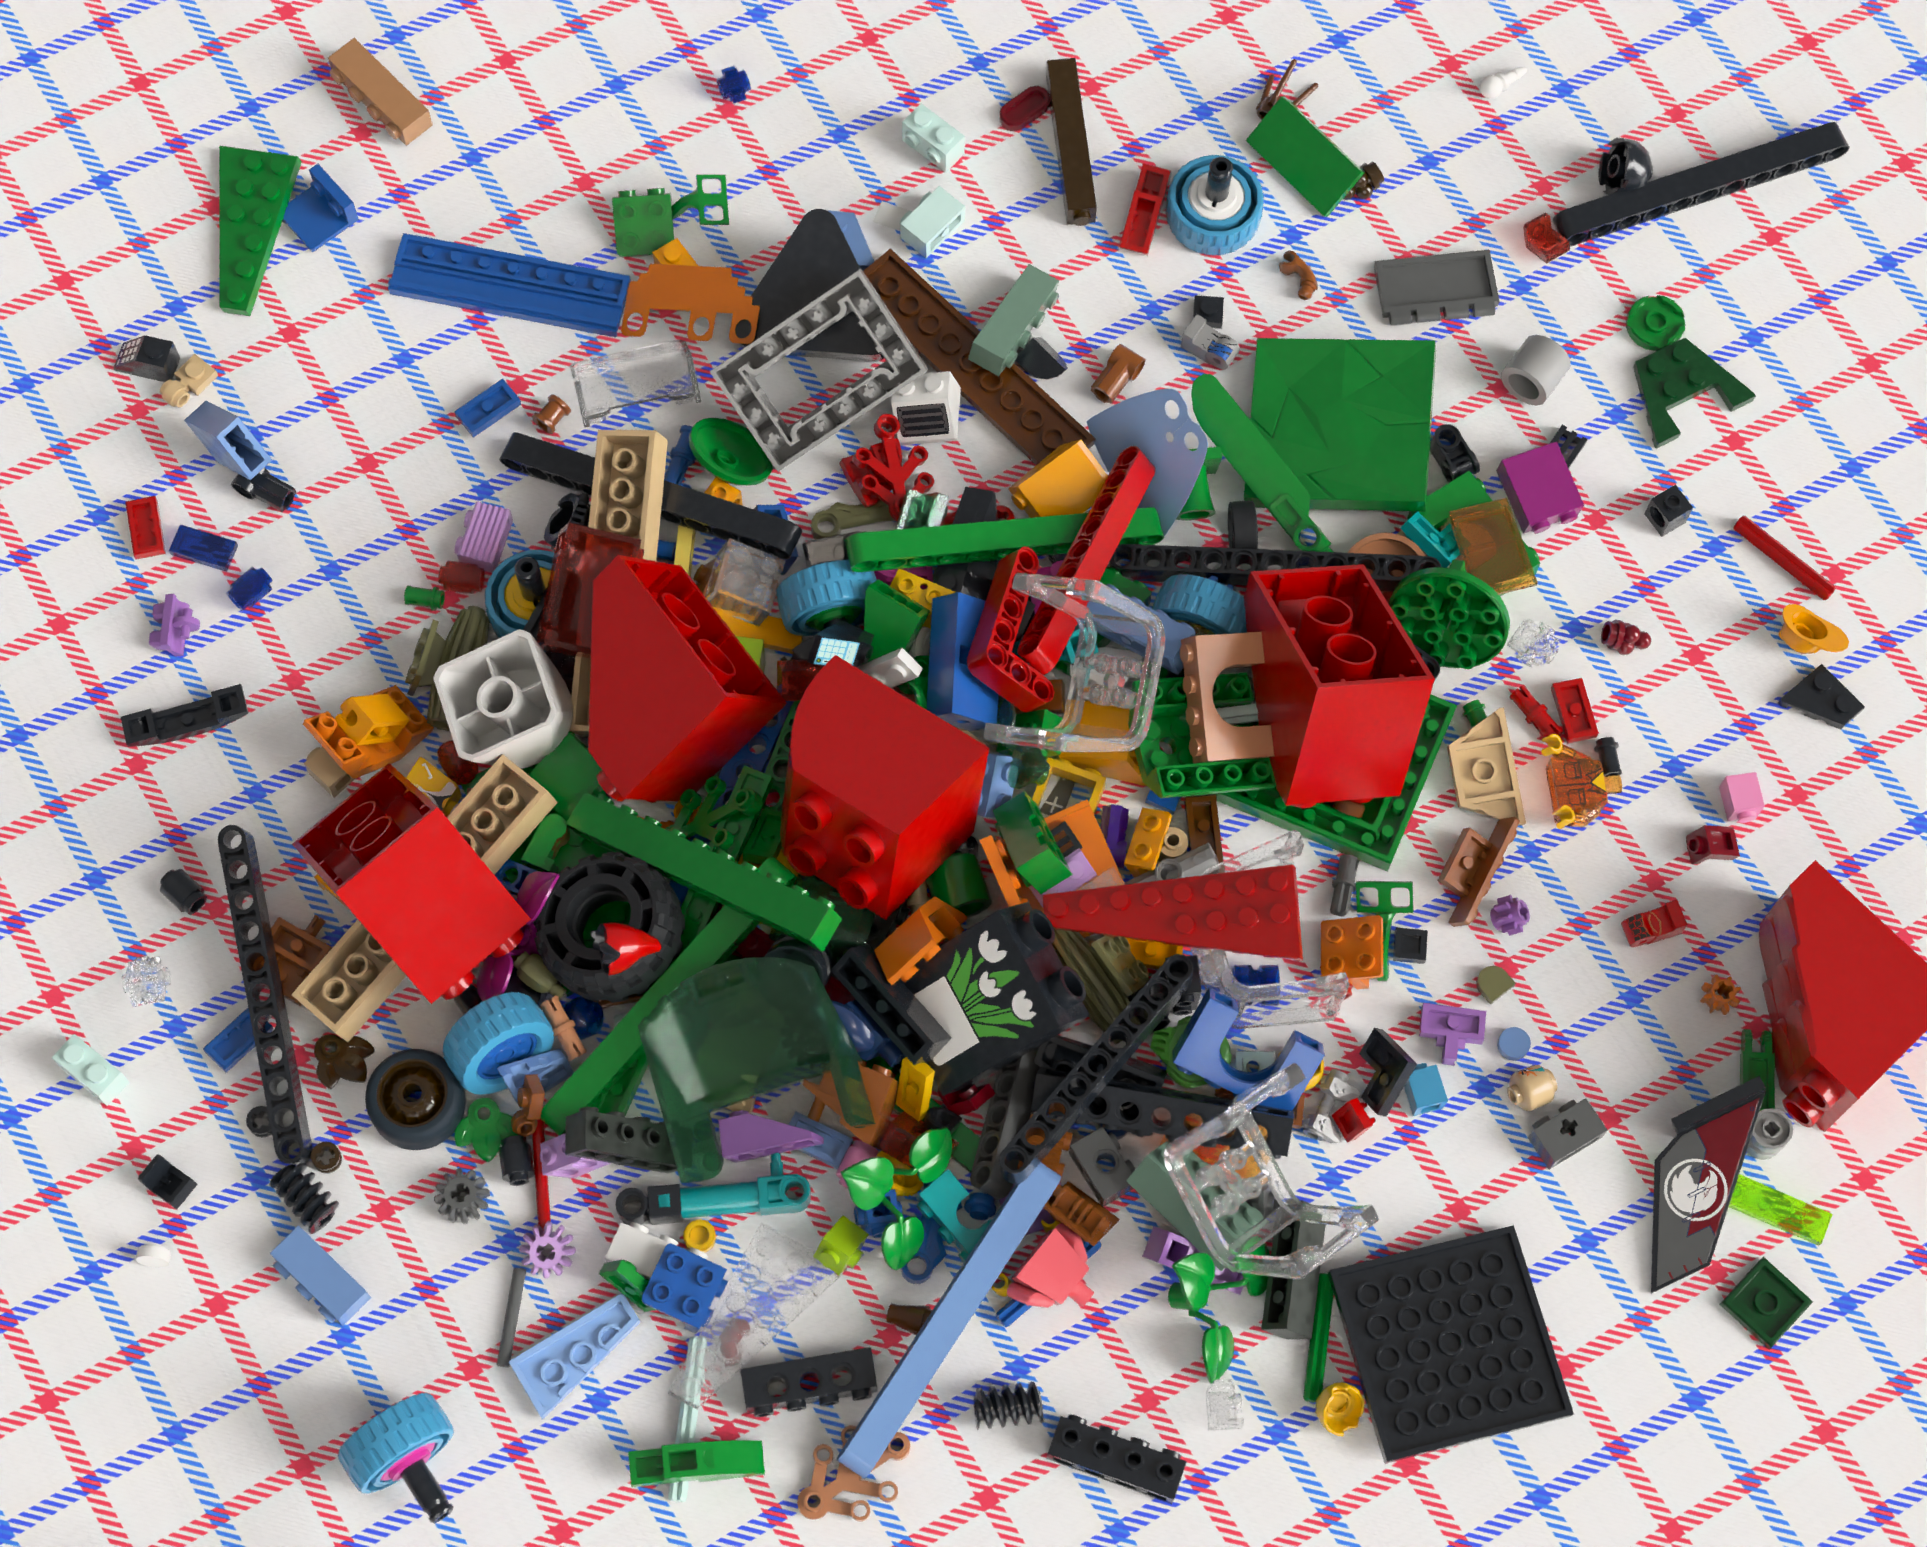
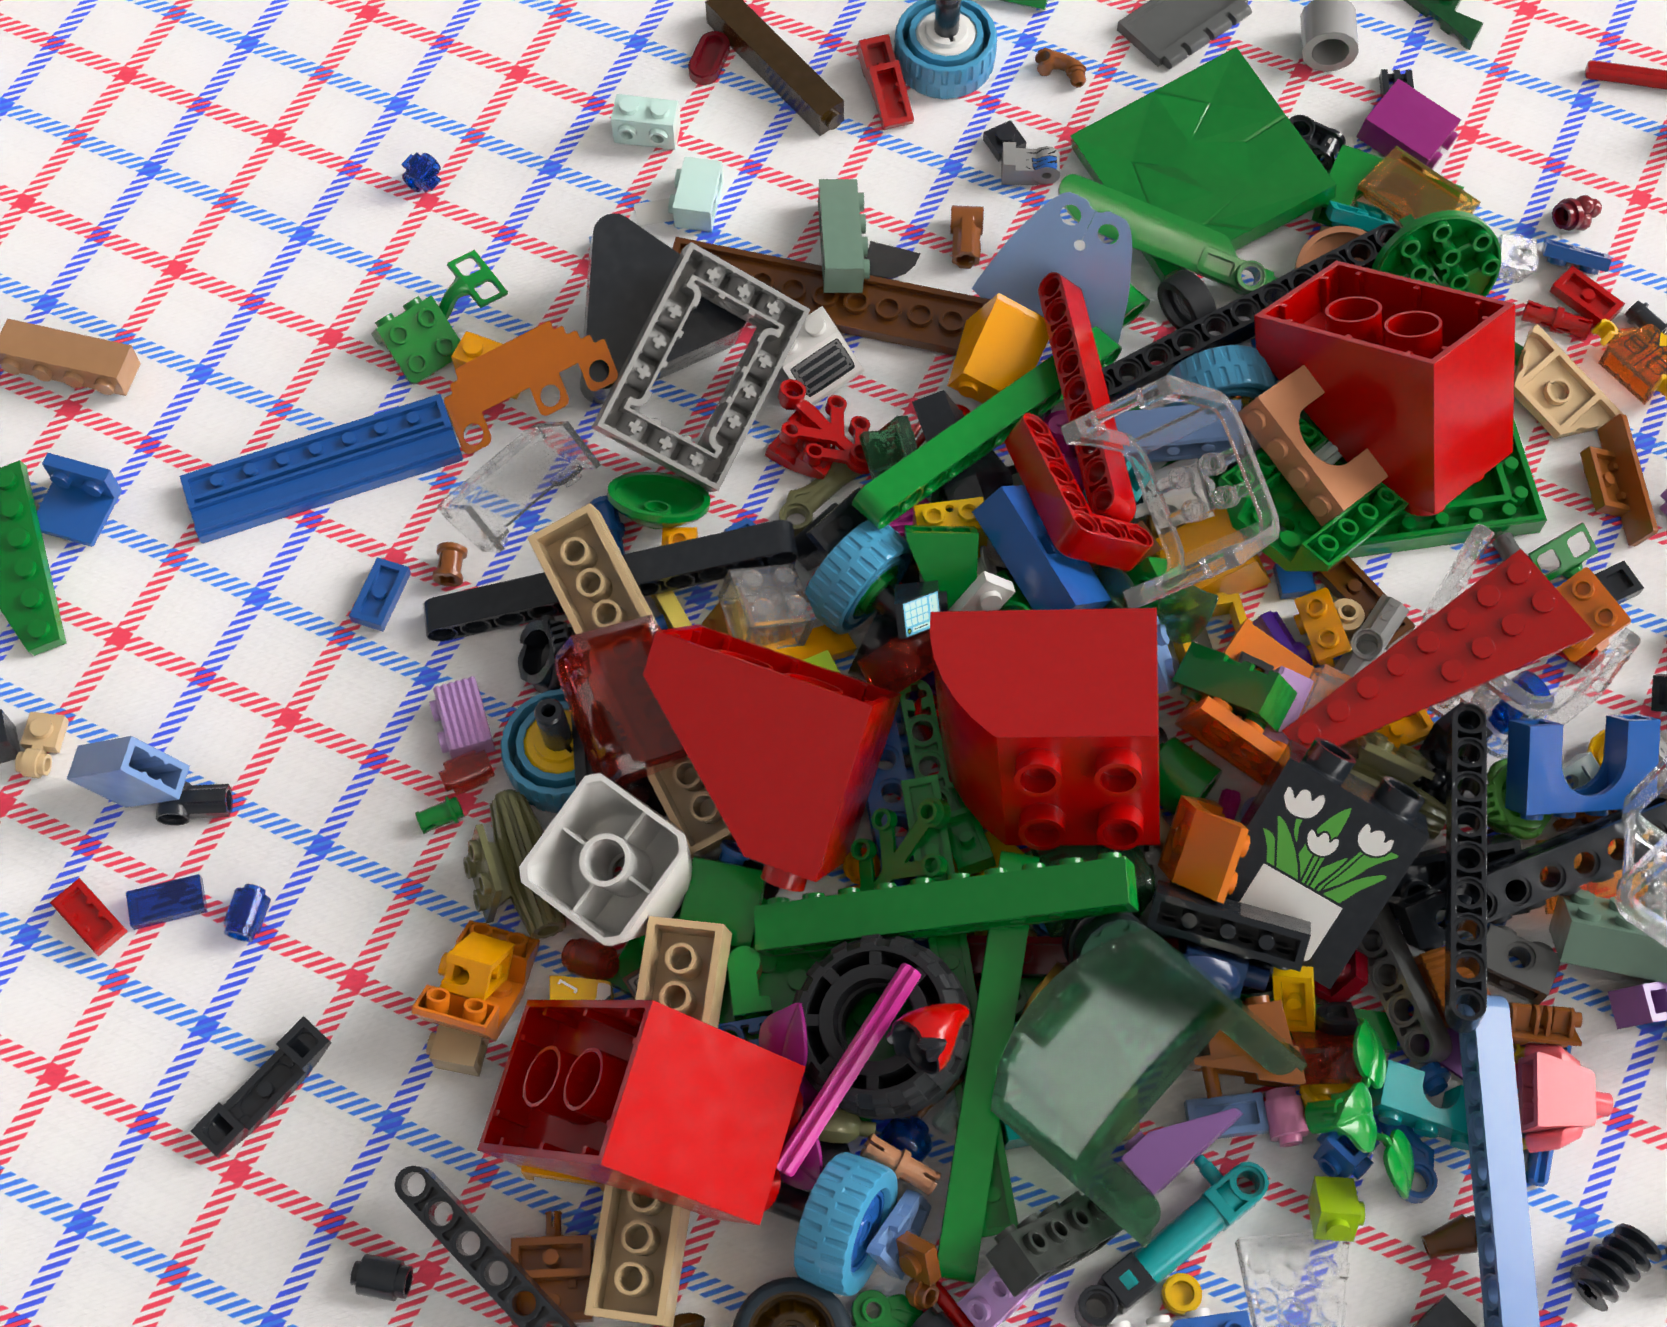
camera: 30 degrees left, 5 degrees down
(176, 625) = (191, 998): medium lavender hips -> none
(557, 938) = (847, 1069): none -> dark pink axle
(1350, 808) = (1475, 490): reddish brown tile -> none
(1587, 665) = (1589, 260): none -> blue plate
(1668, 510) = (1528, 88): black brick -> none

